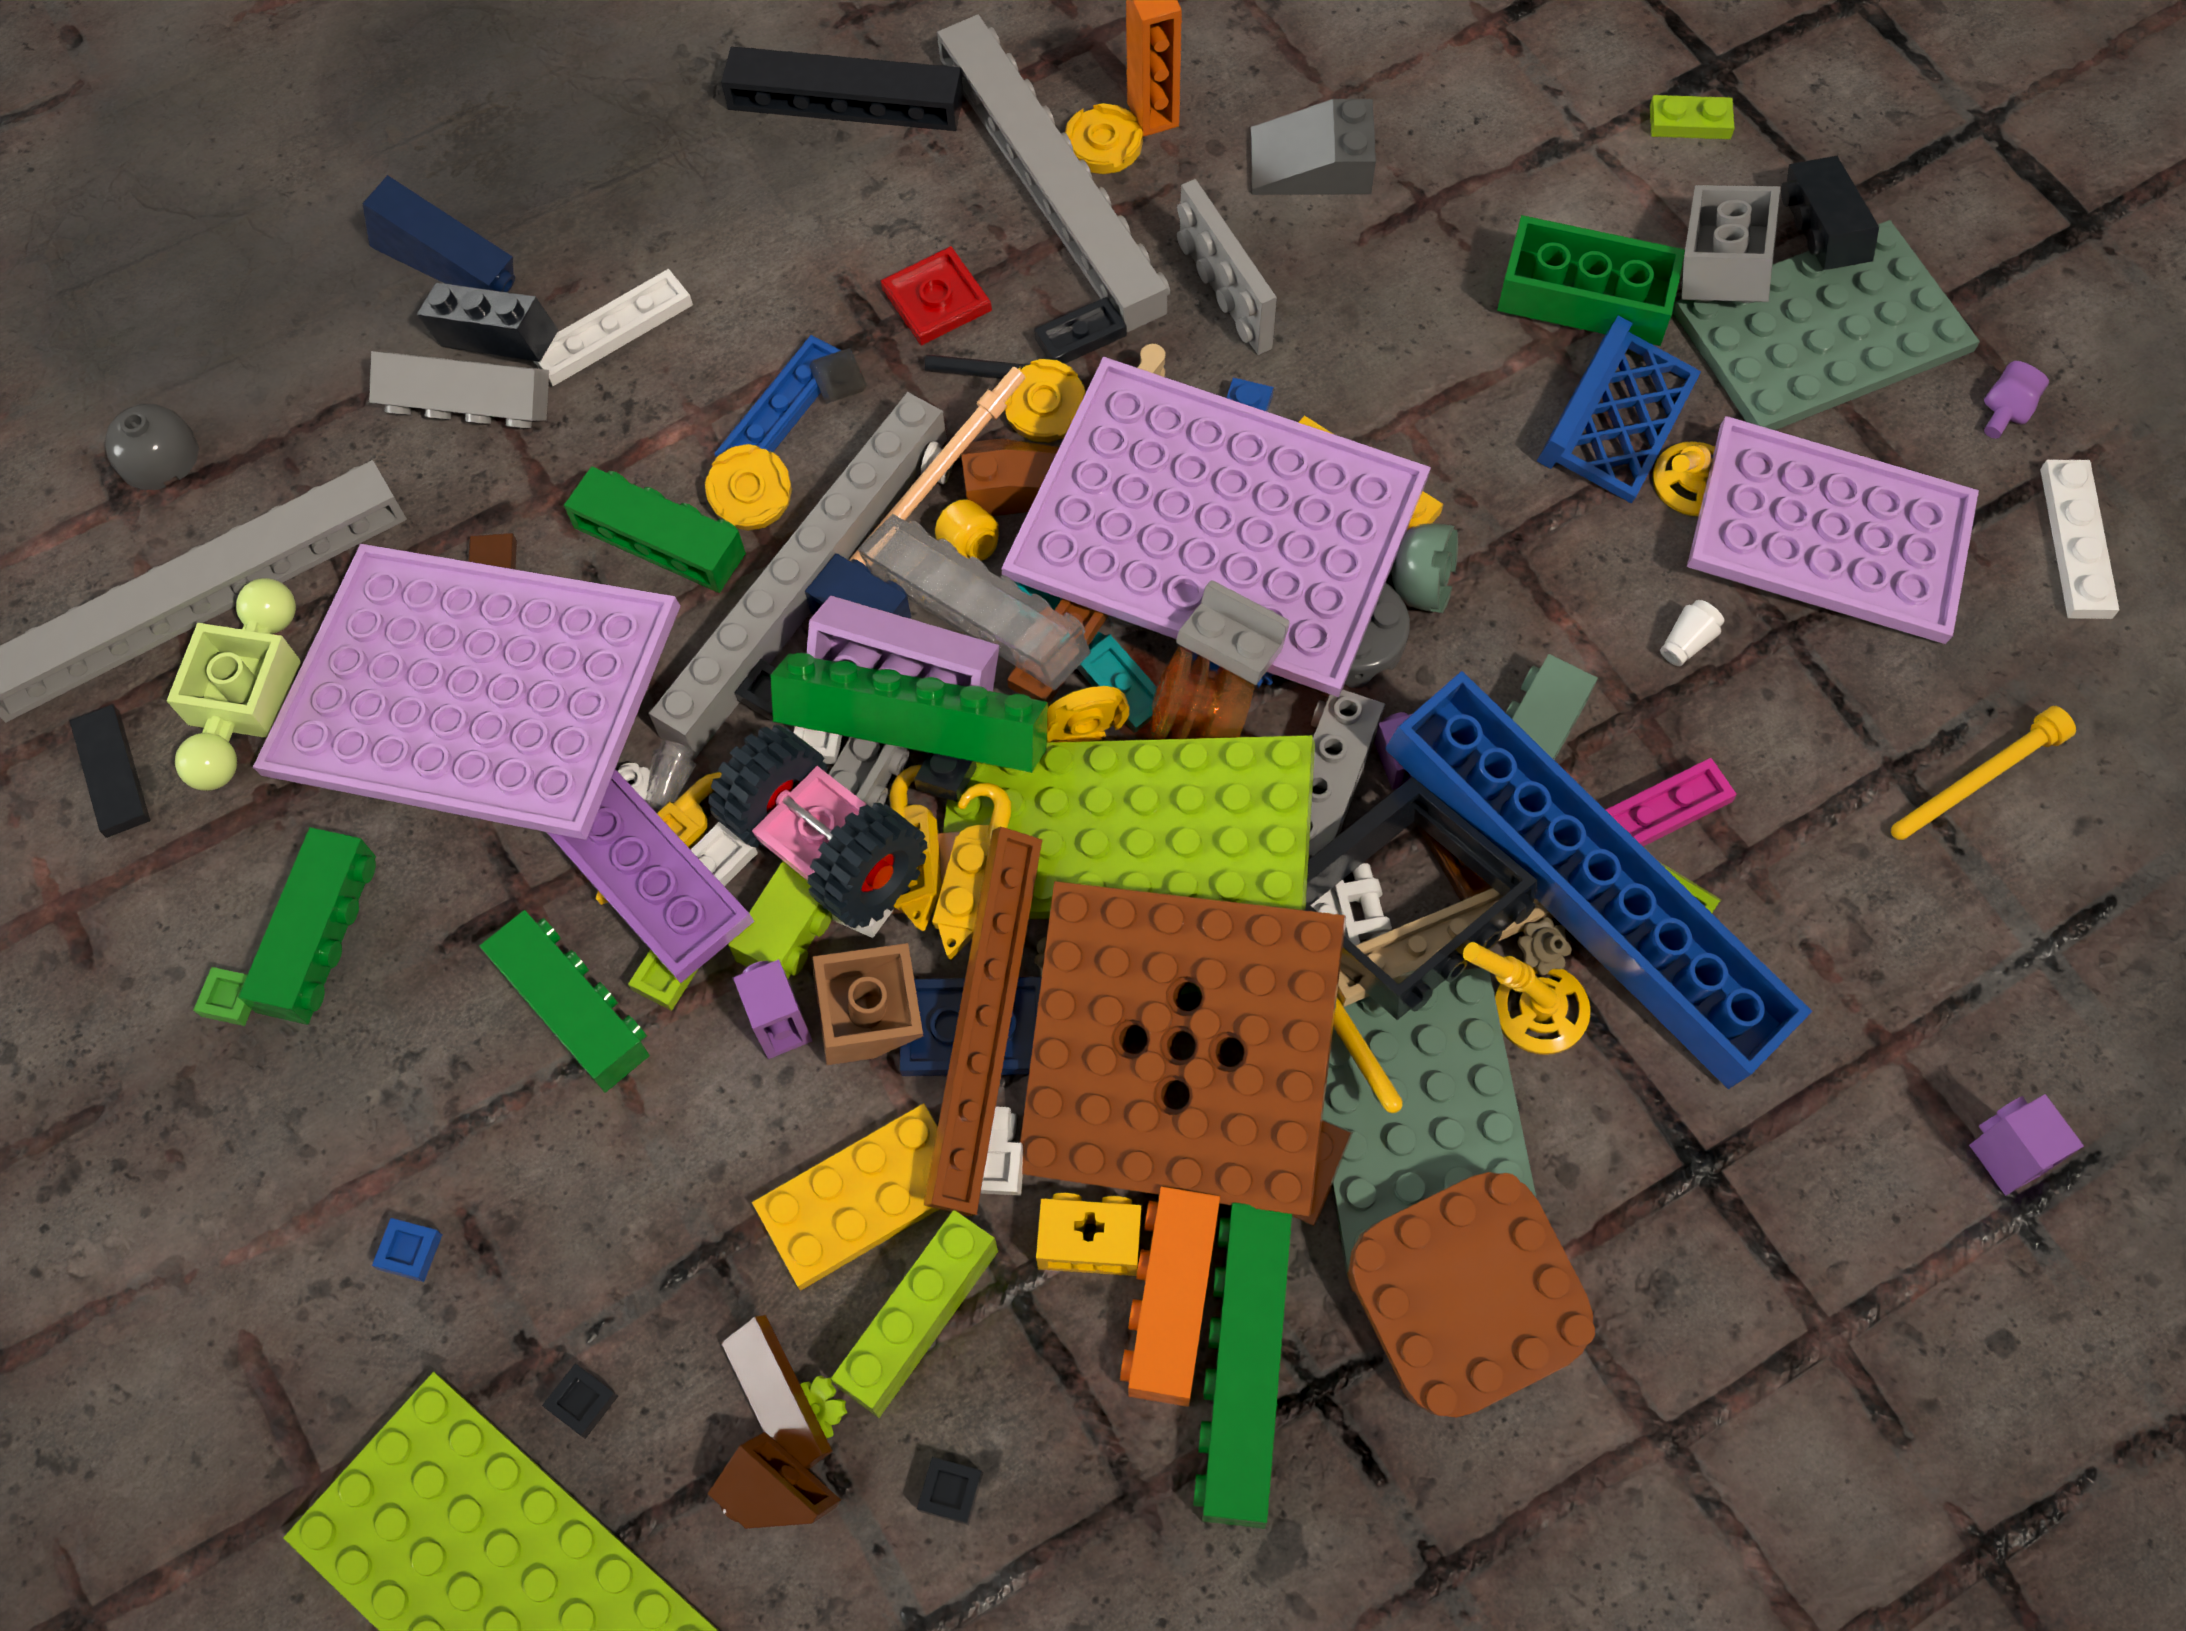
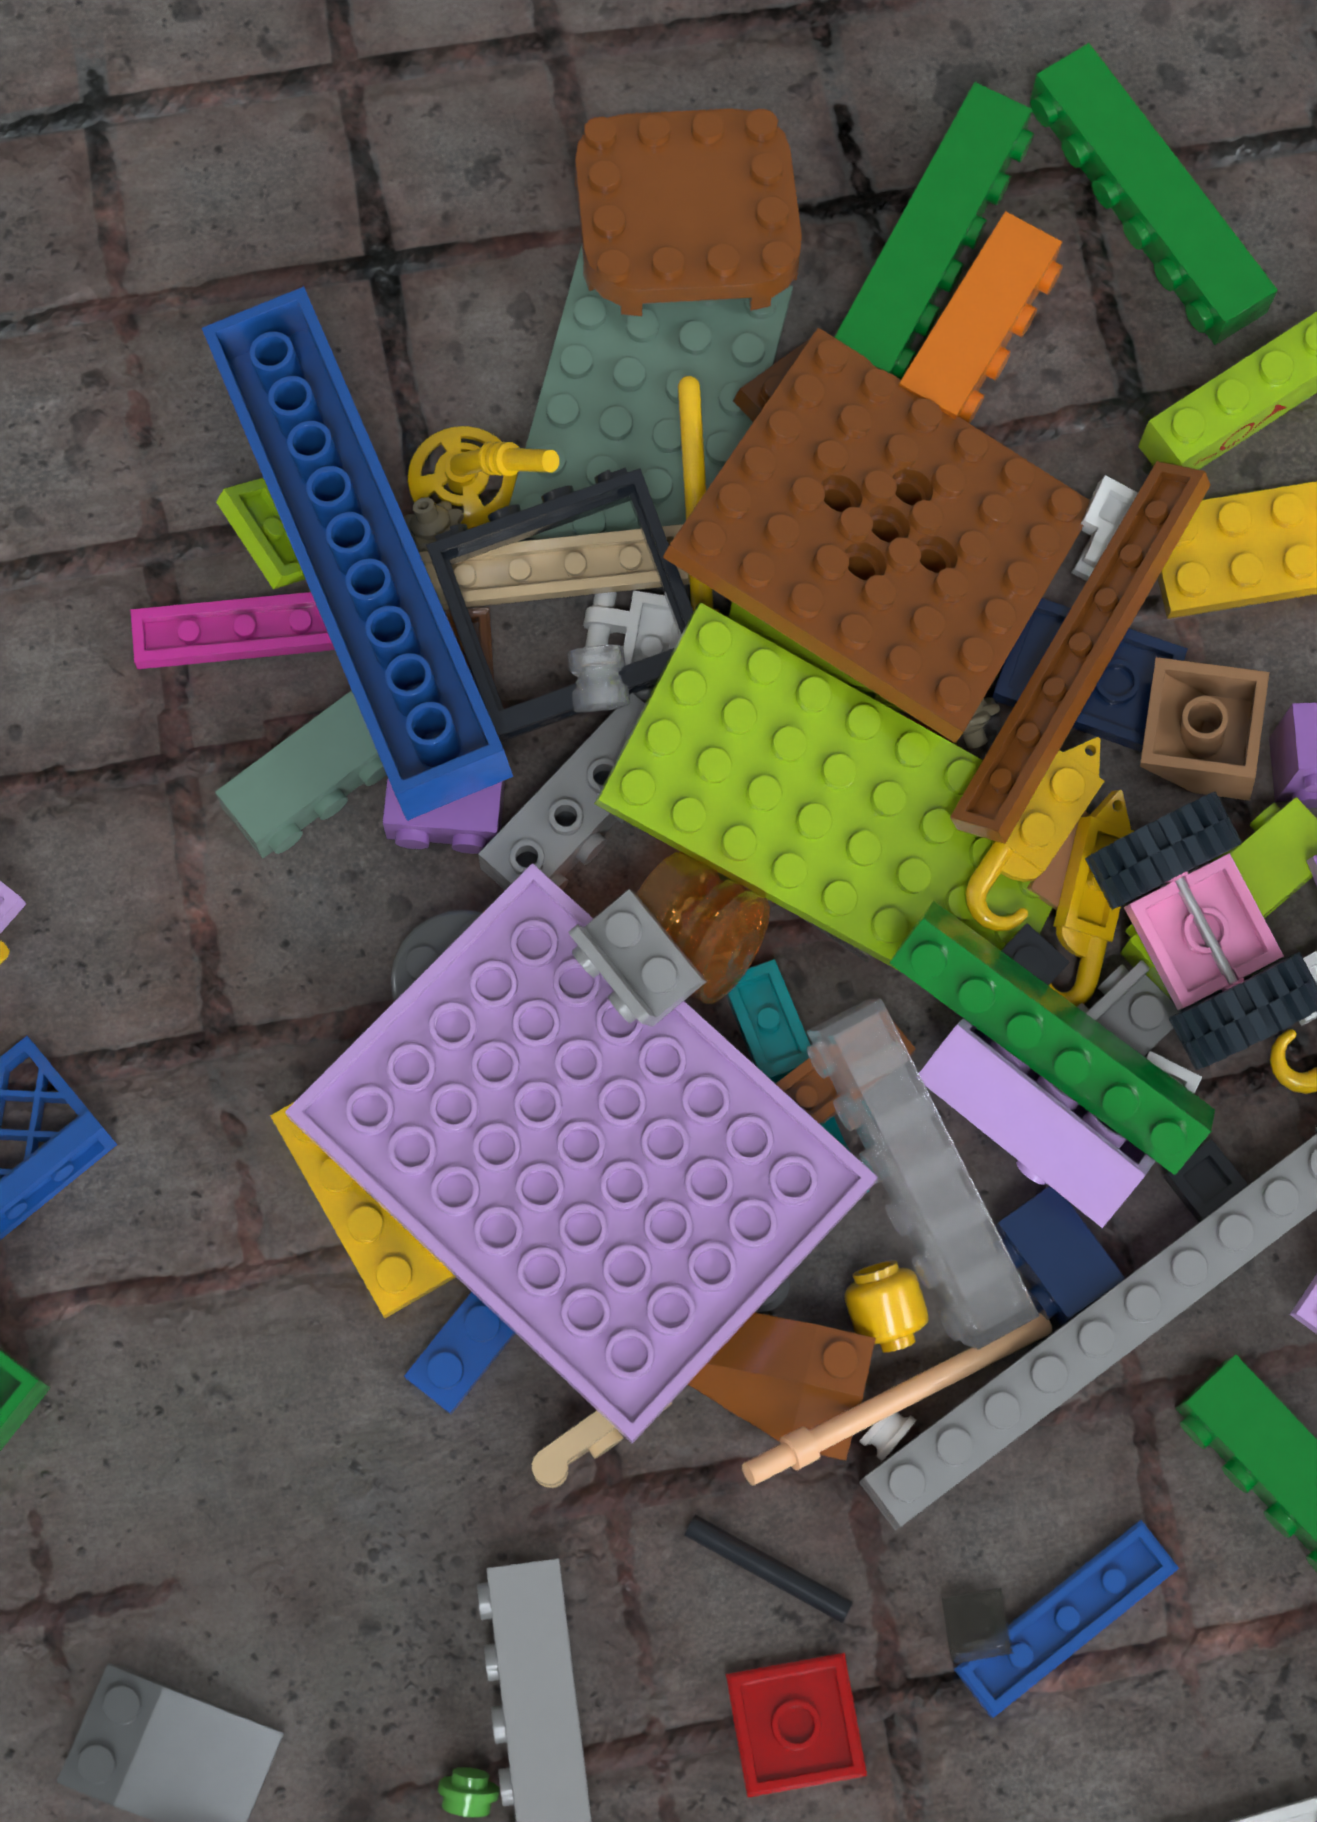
camera: 165 degrees left, 10 degrees up
(748, 487) = (1148, 1491): yellow tile -> none
(950, 1491) = (1266, 231): black plate -> none
(1045, 401) = (703, 1479): yellow tile -> none
(1067, 1488) = (1151, 195): none -> green brick
(1081, 331) = (623, 1569): black plate -> none
(1086, 714) = (837, 972): yellow tile -> none
(1113, 1246) = (1031, 386): yellow brick -> none
(1125, 191) = (468, 1792): none -> bright green plate
(1226, 267) = (396, 1596): light grey plate -> none
(1351, 822) = (598, 682): none -> clear wheel
(1425, 566) = (340, 1014): sand green cylinder -> none
(1692, 631) = (65, 826): white cone -> none
(2024, 1142) = (64, 136): medium lavender brick -> none

